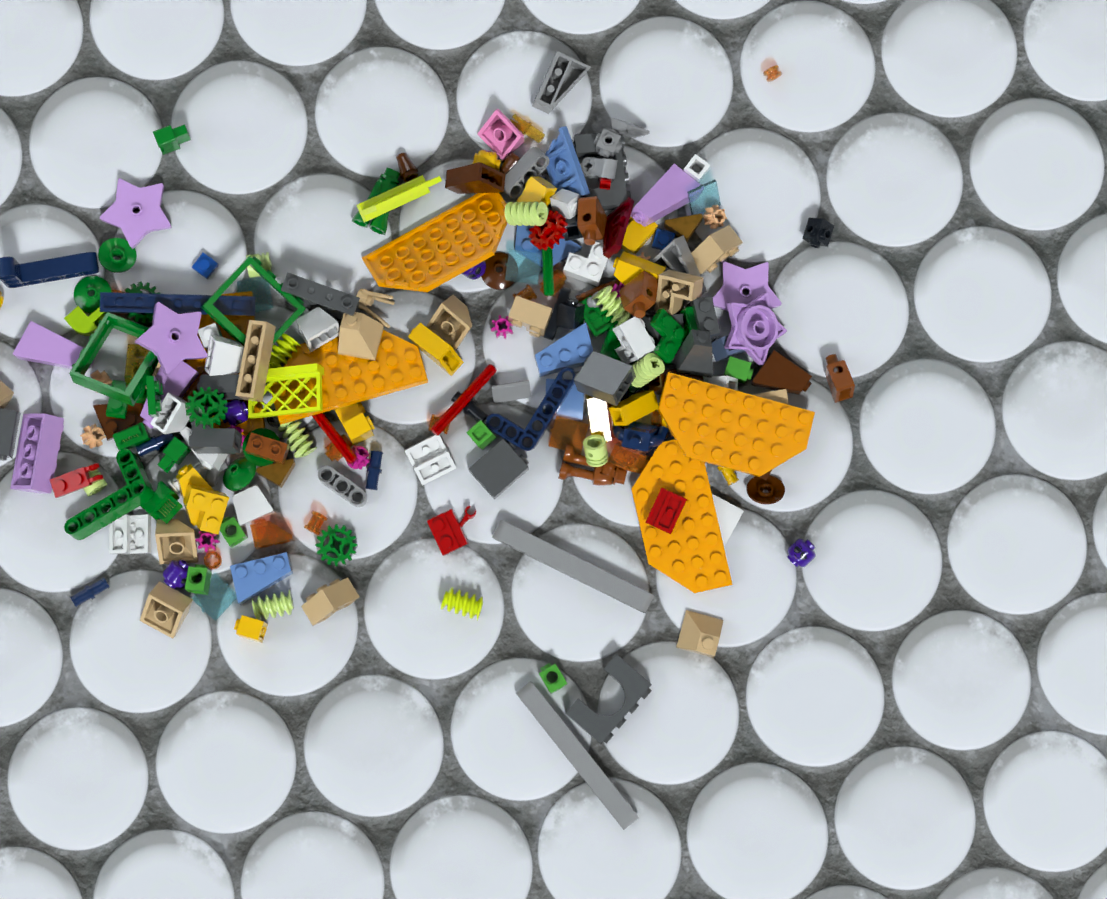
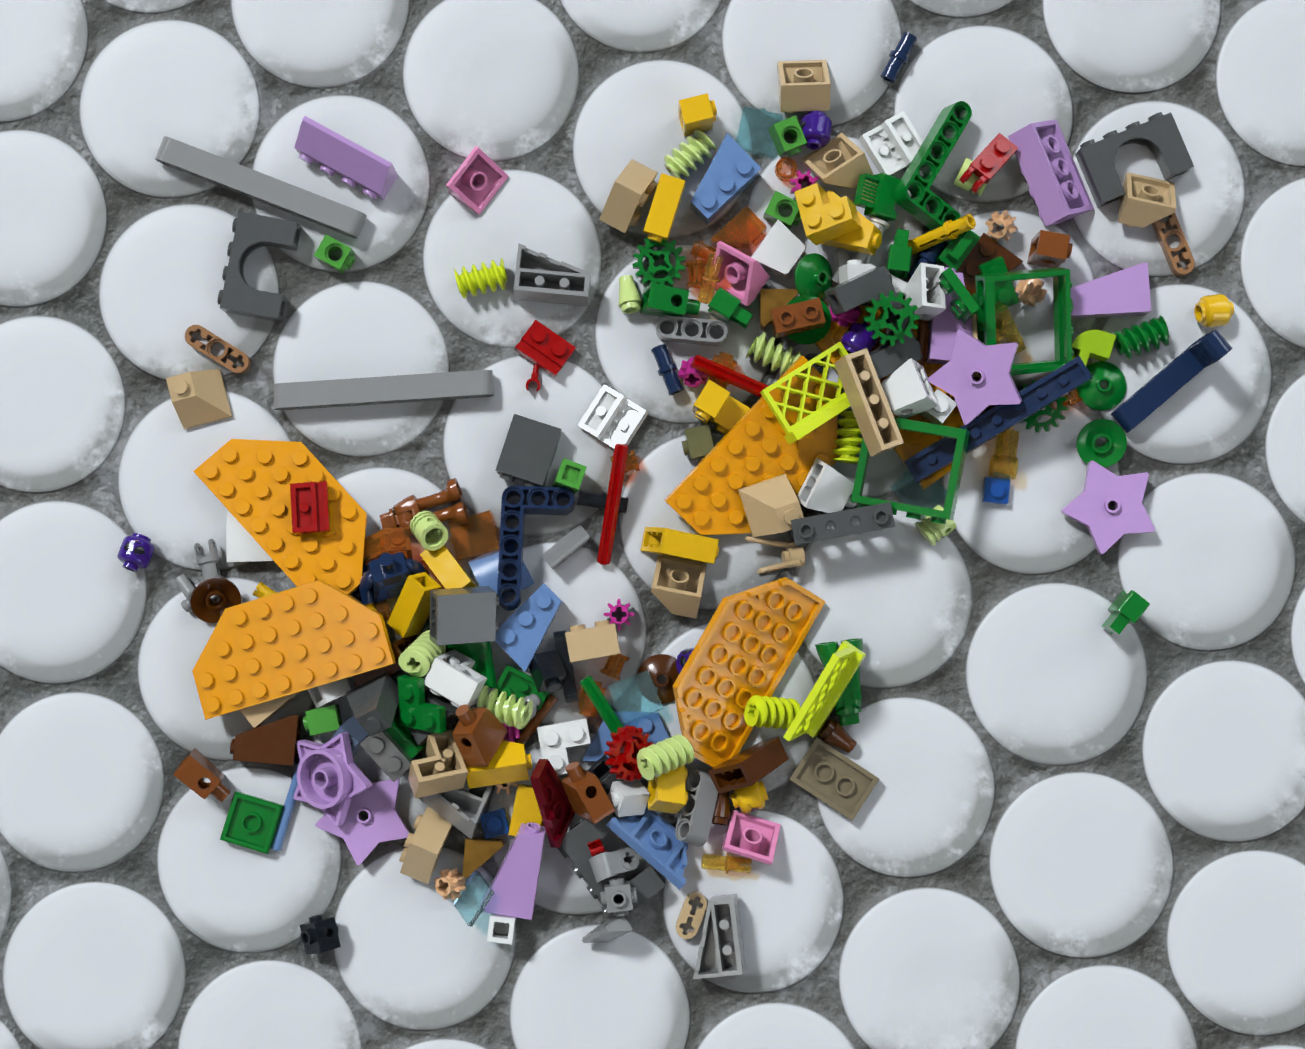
camera: 150 degrees right, 5 degrees up
(46, 308) = (1142, 336): none -> green piece
(71, 400) = (1049, 249): none -> dark orange brick
(129, 448) = (949, 230): none -> yellow pin
(187, 281) = (1004, 461): none -> clear yellow piece
(290, 503) = (740, 274): none -> bright pink slope
(301, 535) = (701, 250): none -> clear orange pin
(308, 485) = (728, 308): none -> green piece
(309, 511) = (710, 278): none -> clear yellow axle
(311, 576) = (664, 208): none -> yellow slope
(347, 513) = (658, 299): none -> green torso
(370, 534) = (629, 296): none -> yellowish green cone
(382, 409) = (697, 442): none -> olive brick
(418, 575) = (549, 280): none -> light grey wedge
(424, 142) = (834, 778): none -> dark tan plate
(426, 672) = (476, 181): none -> bright pink slope
(439, 204) = (770, 712): none -> neon yellow piece
(506, 736) = (345, 159): none -> lavender slope
(572, 113) = (696, 917): none -> tan beam
(658, 650) = (219, 359): none -> medium nougat beam
(756, 517) = (208, 563): none -> light grey piece
(780, 507) = (187, 589): none -> light grey arm
(793, 328) = (286, 813): none -> medium blue bar
(823, 331) = (251, 822): none -> green plate

